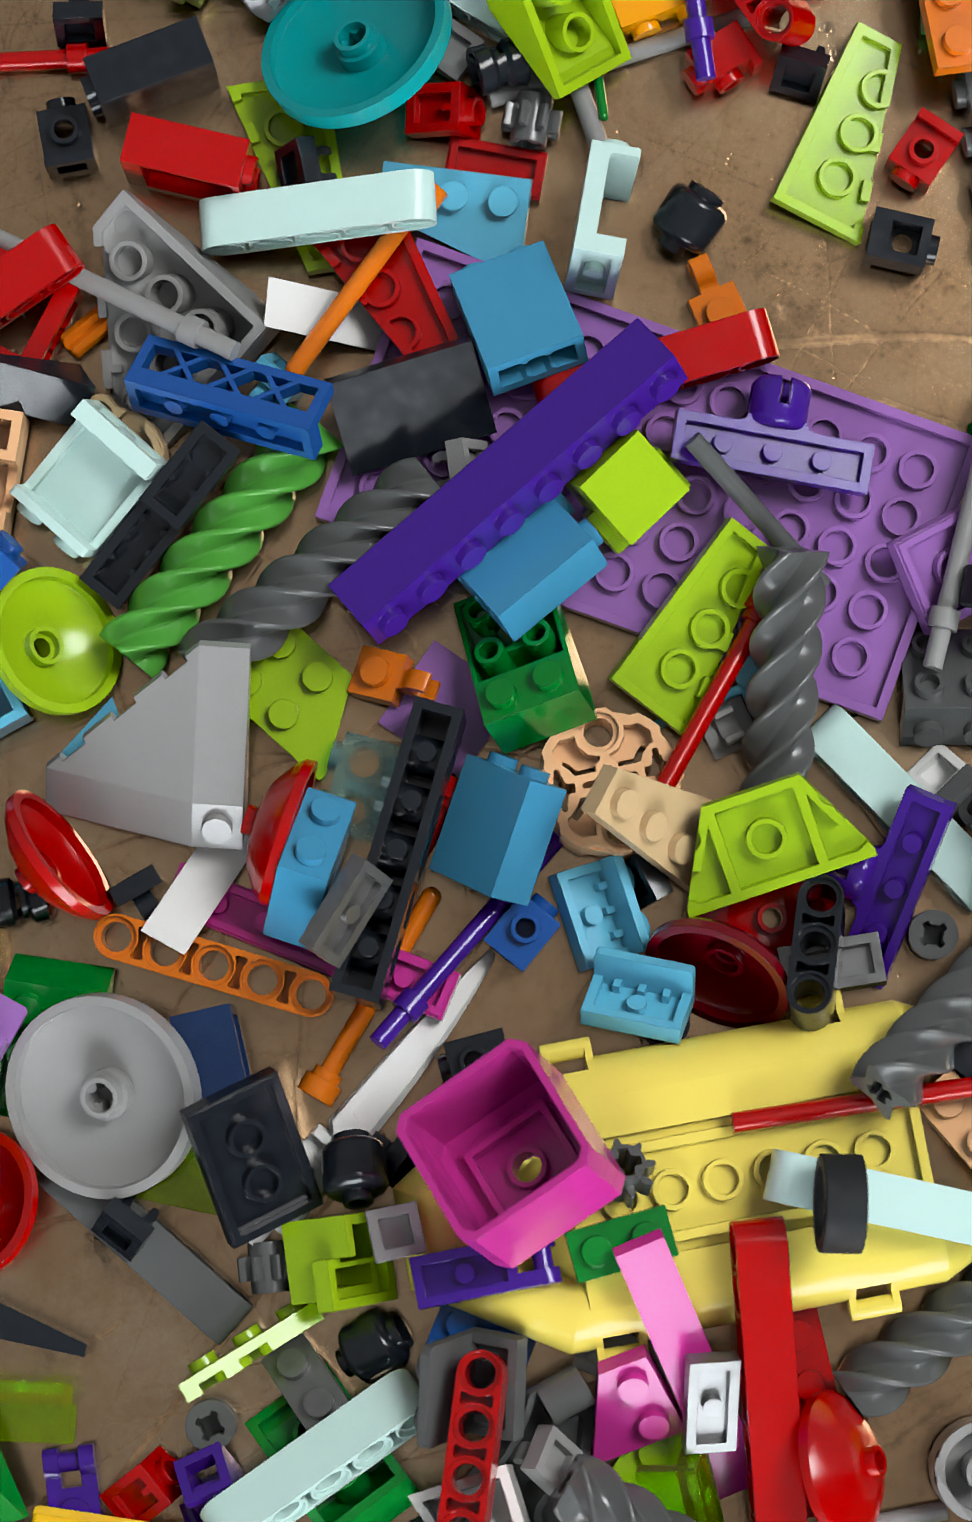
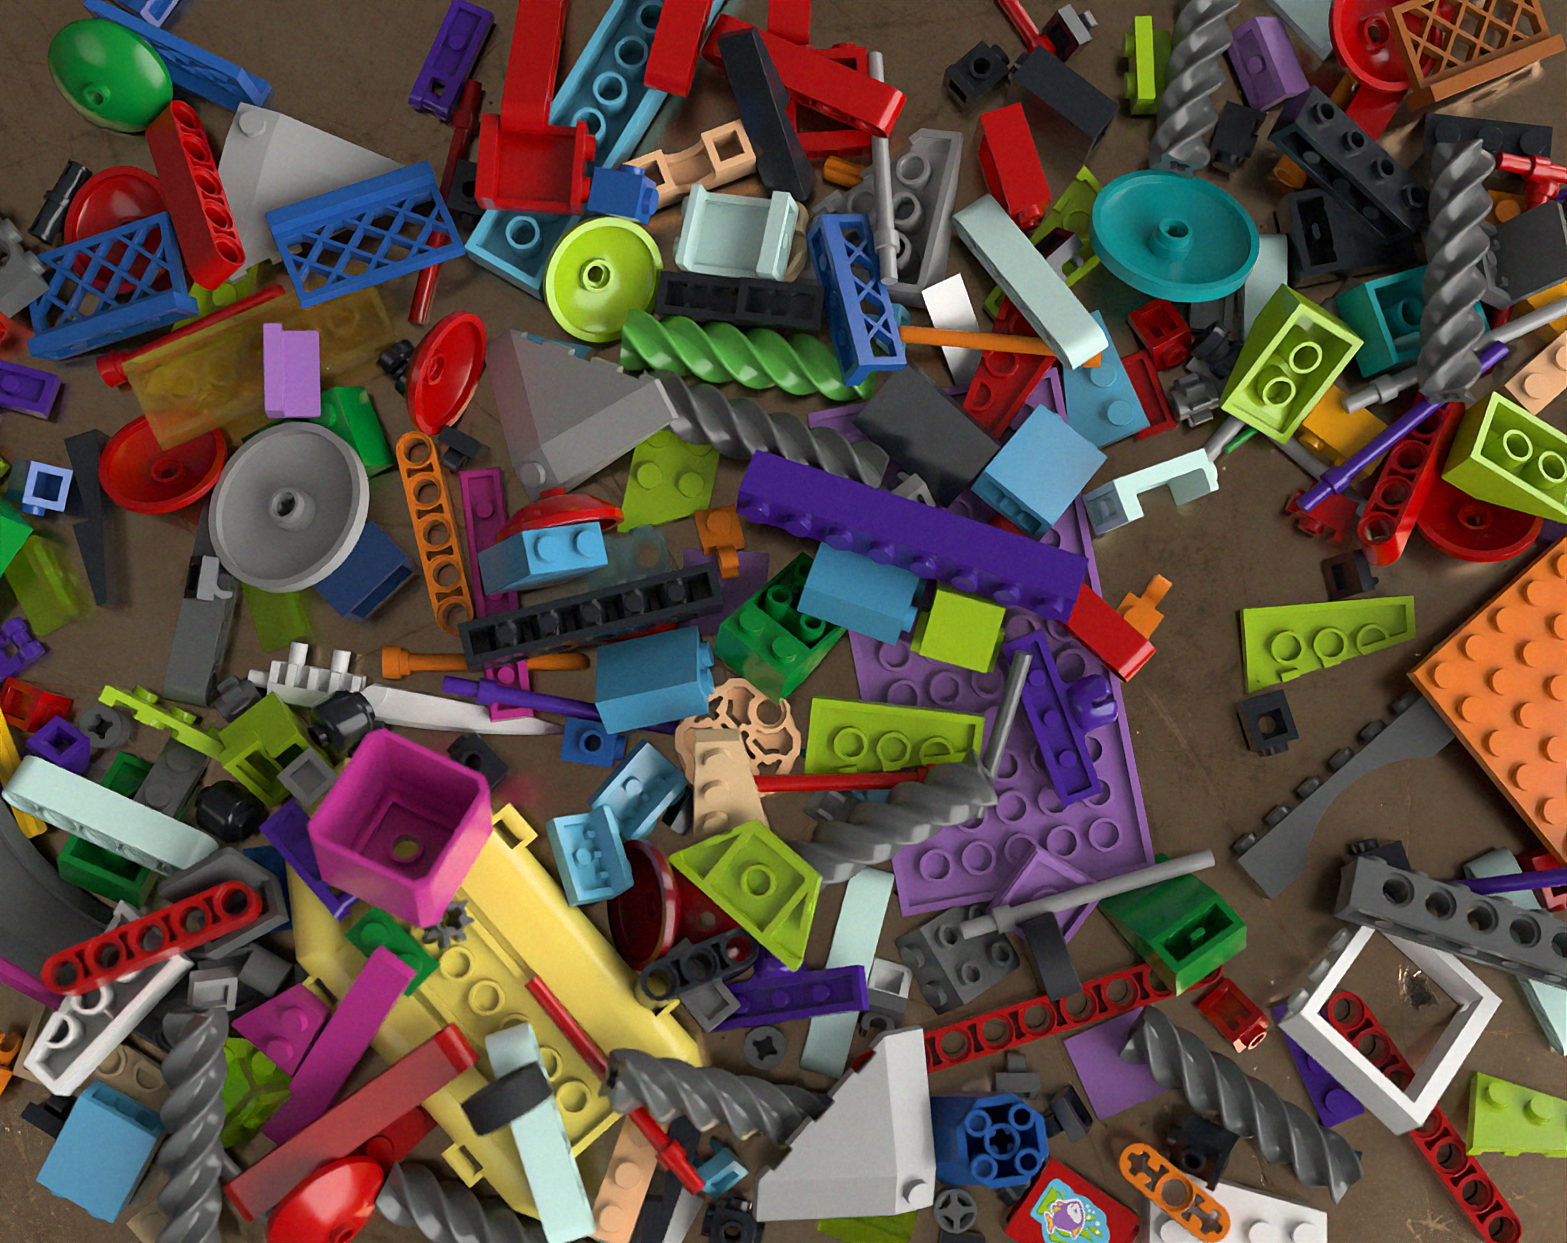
camera: 60 degrees right, 0 degrees up
(194, 896) = (475, 489): white sticker -> none
(251, 1157) = (303, 640): black tile -> none
(345, 910) = (519, 601): flat silver plate -> none
(689, 218) = (1190, 557): black head -> none
(710, 1402) = (316, 1084): plate -> none
(934, 134) = (1363, 700): red brick -> none

